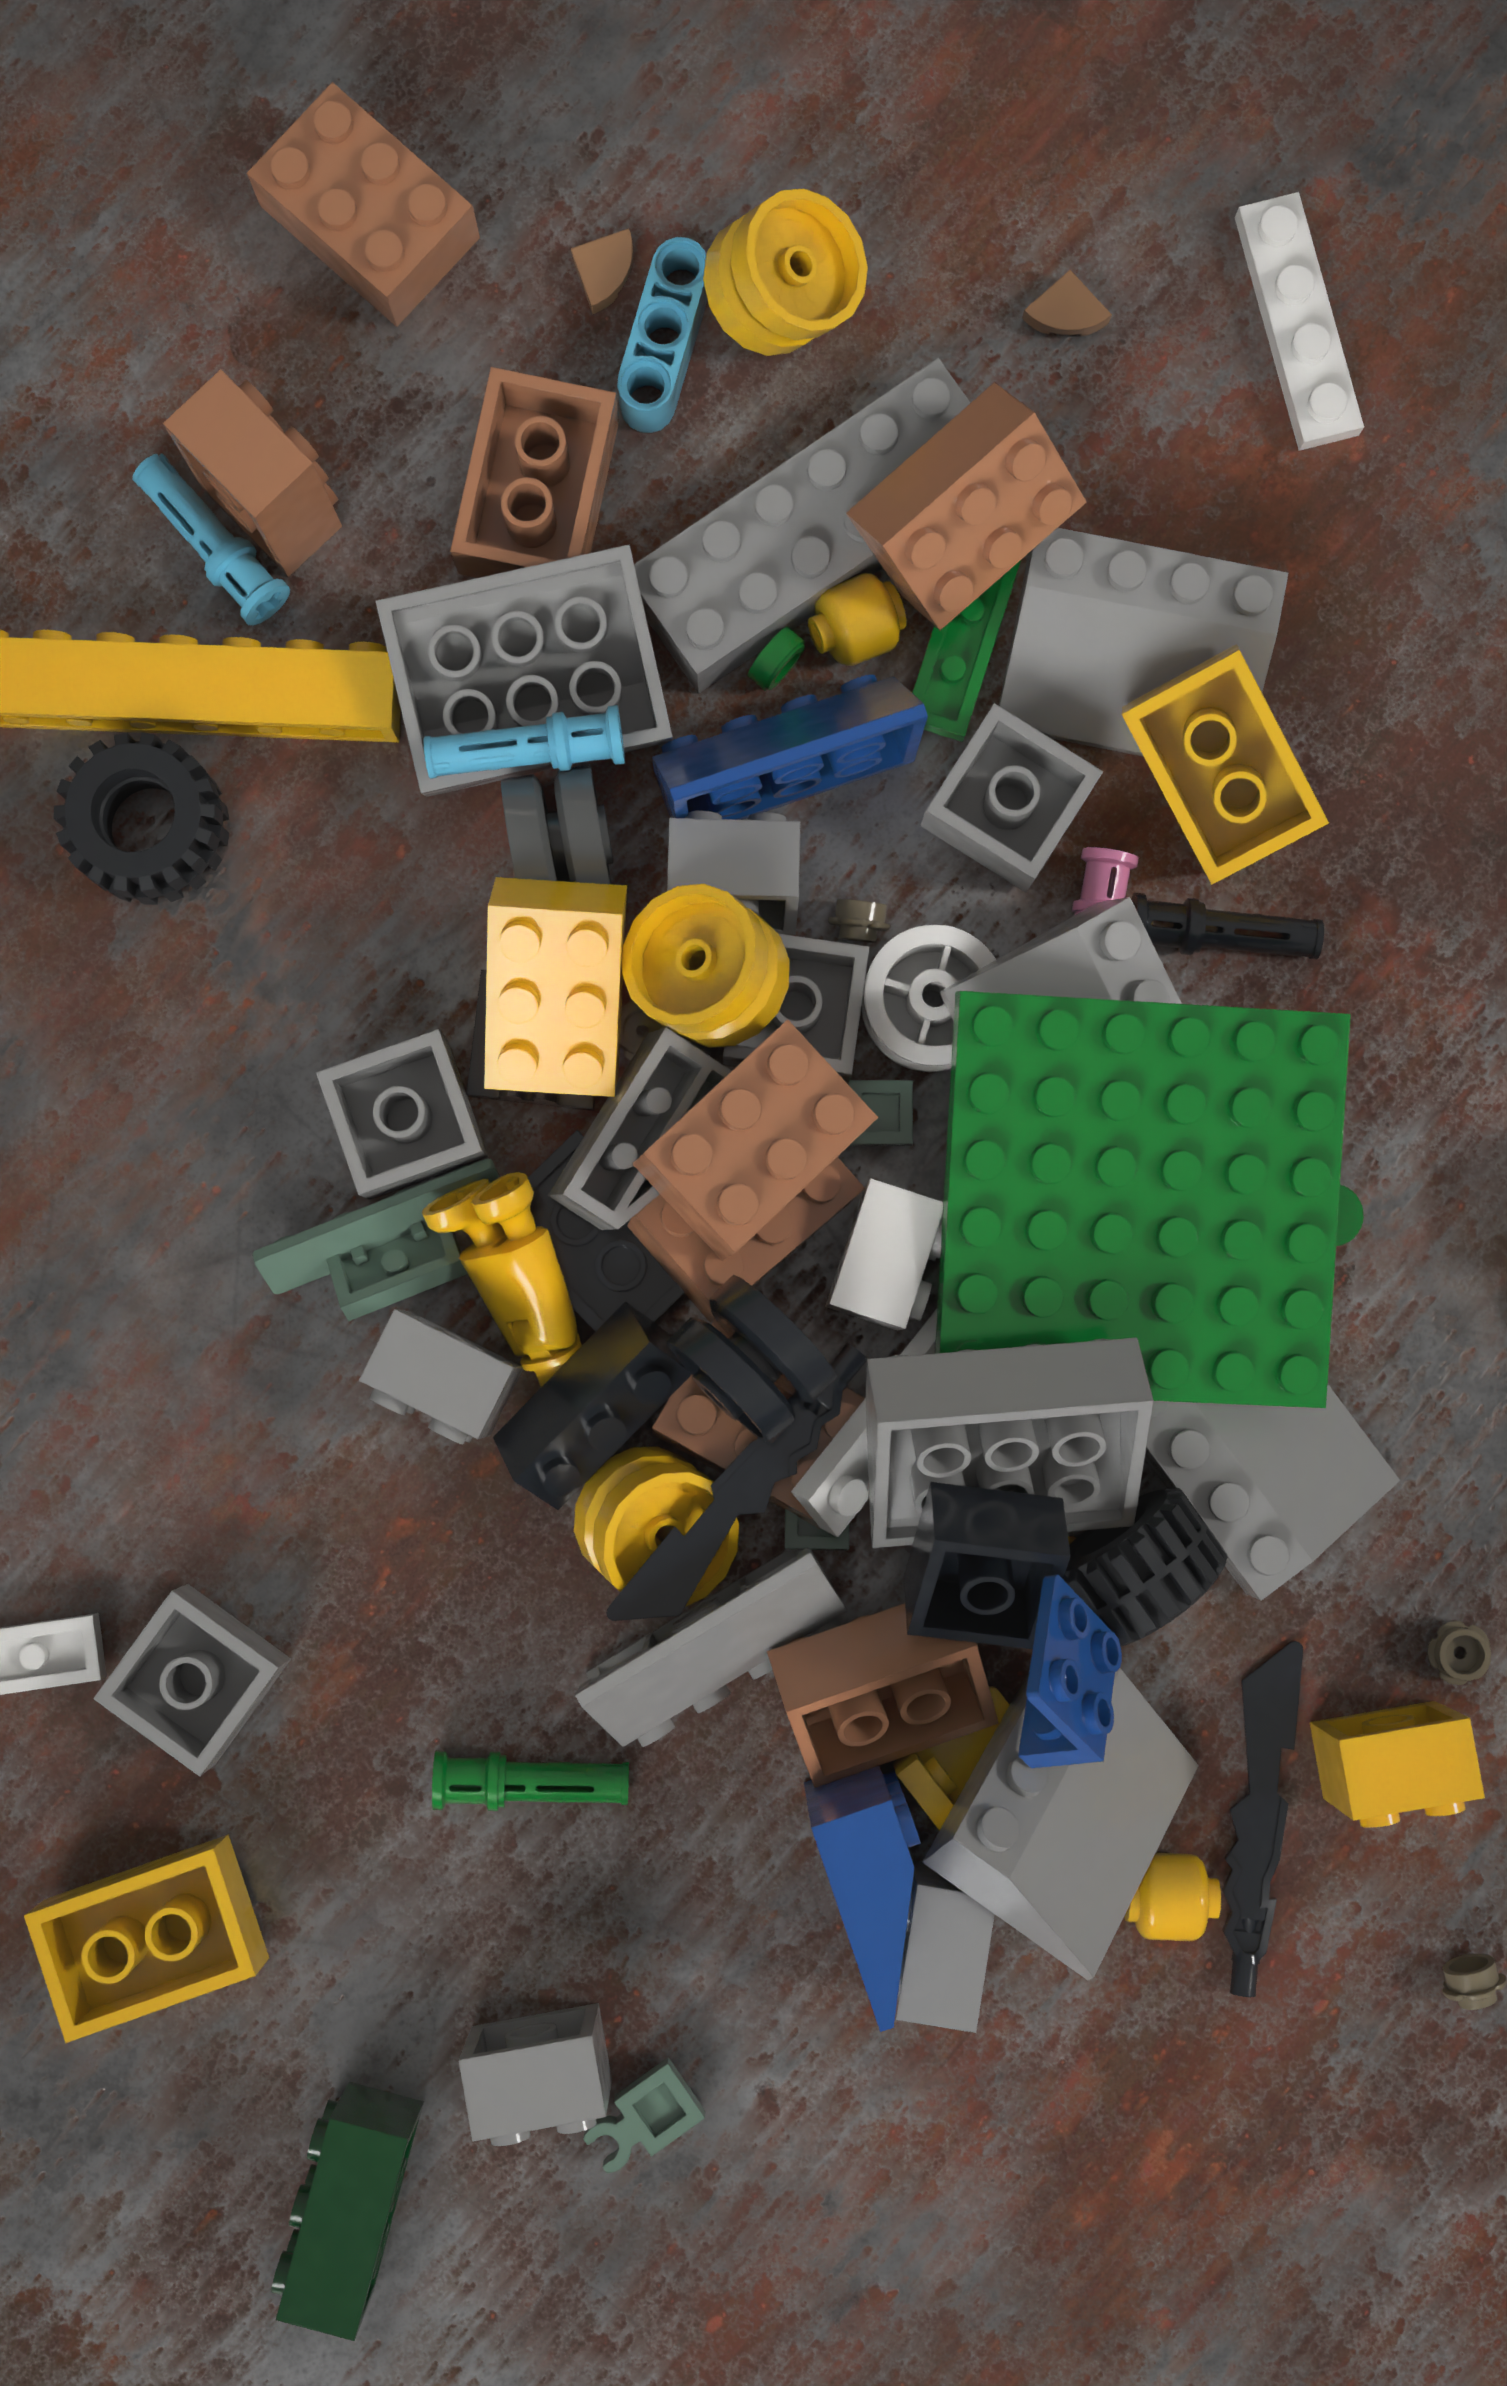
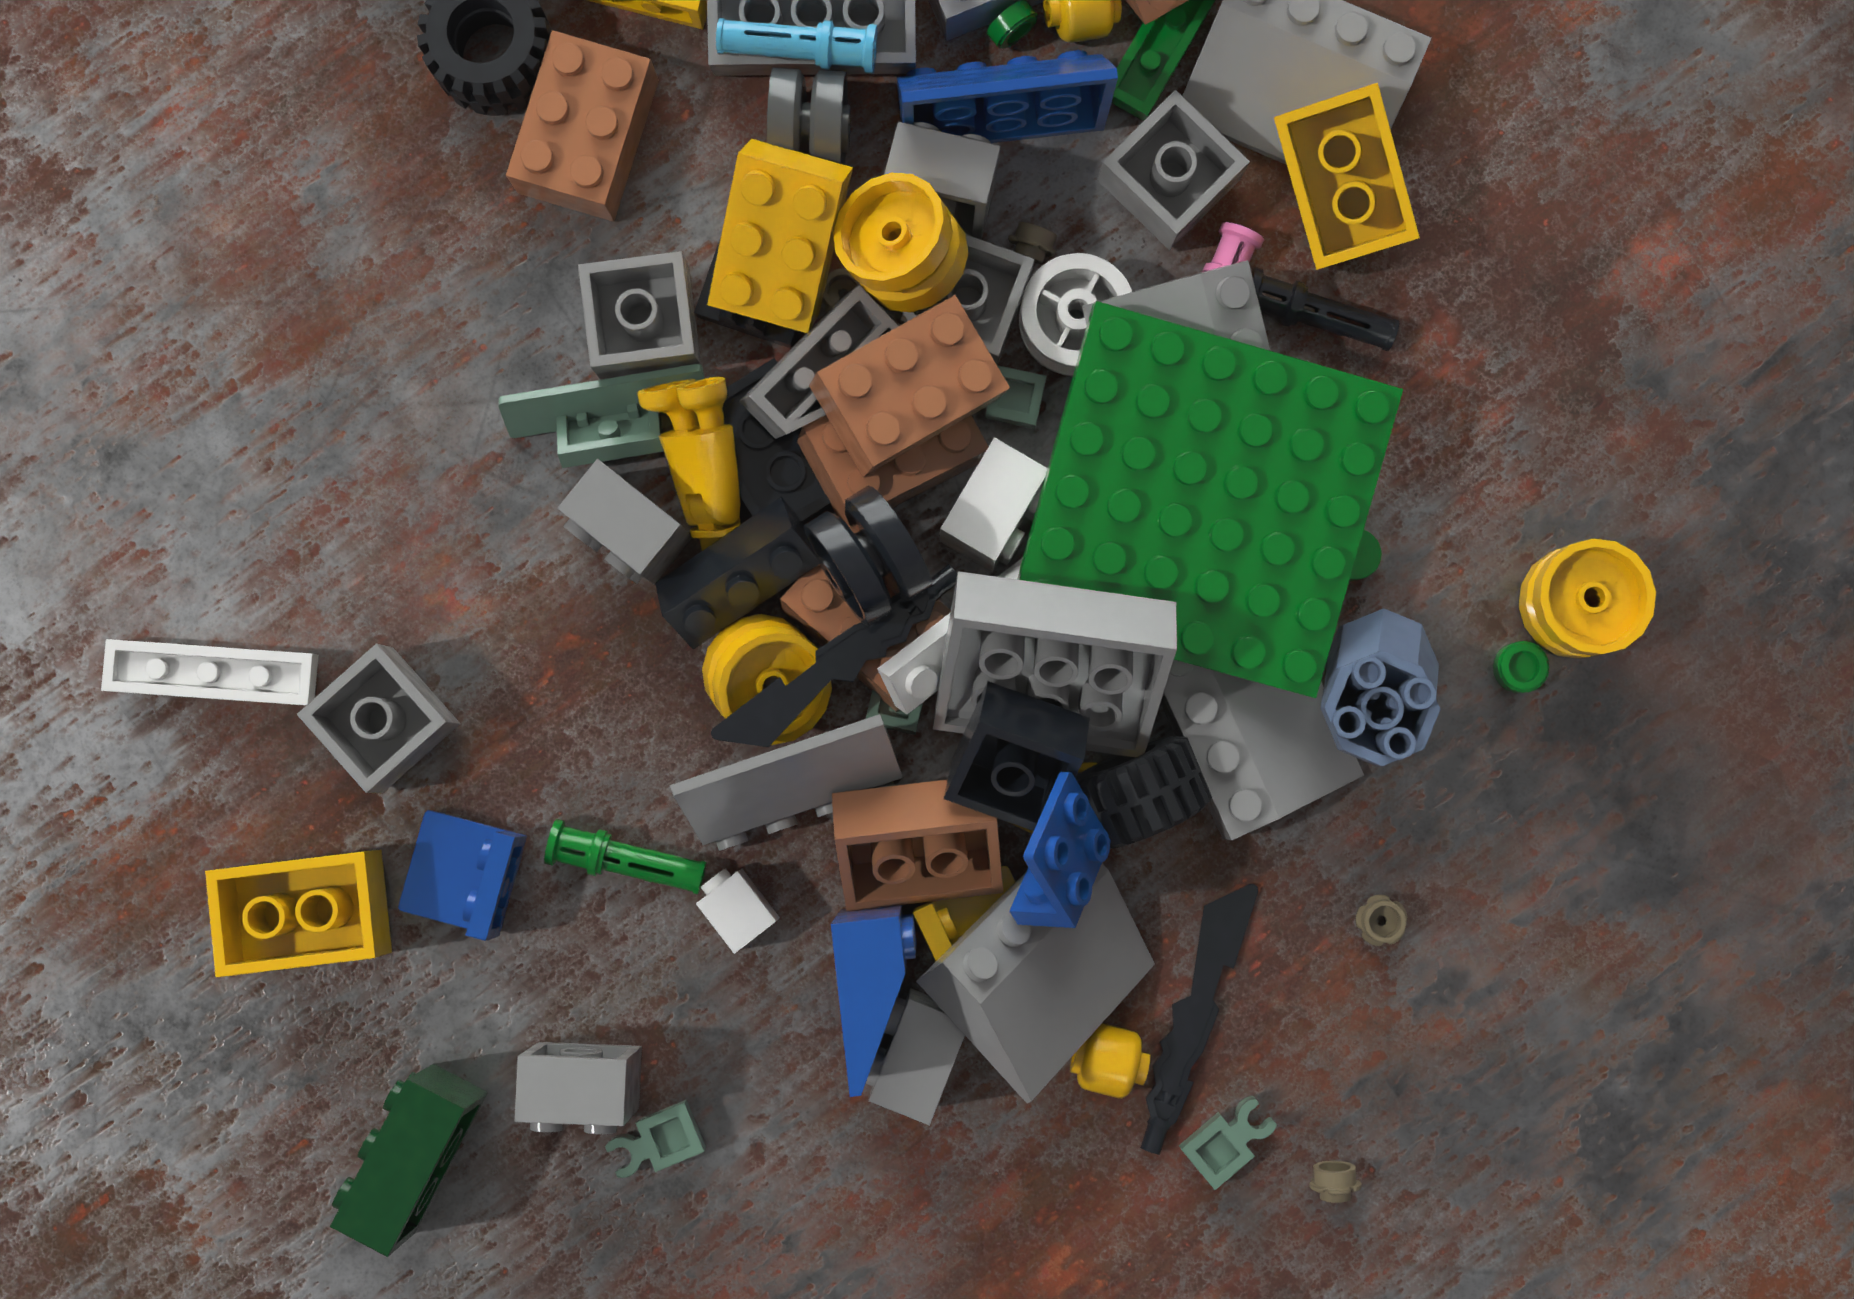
camera: 20 degrees right, 0 degrees up
(280, 896) = (582, 125): none -> nougat brick
(335, 1843) = (462, 873): none -> blue bracket
(679, 1813) = (736, 908): none -> white brick
(1326, 1970) = (1220, 1147): none -> sand green plate
(1397, 1762) = (1313, 992): yellow brick -> none
(1400, 1376) = (1381, 688): none -> sand blue brick

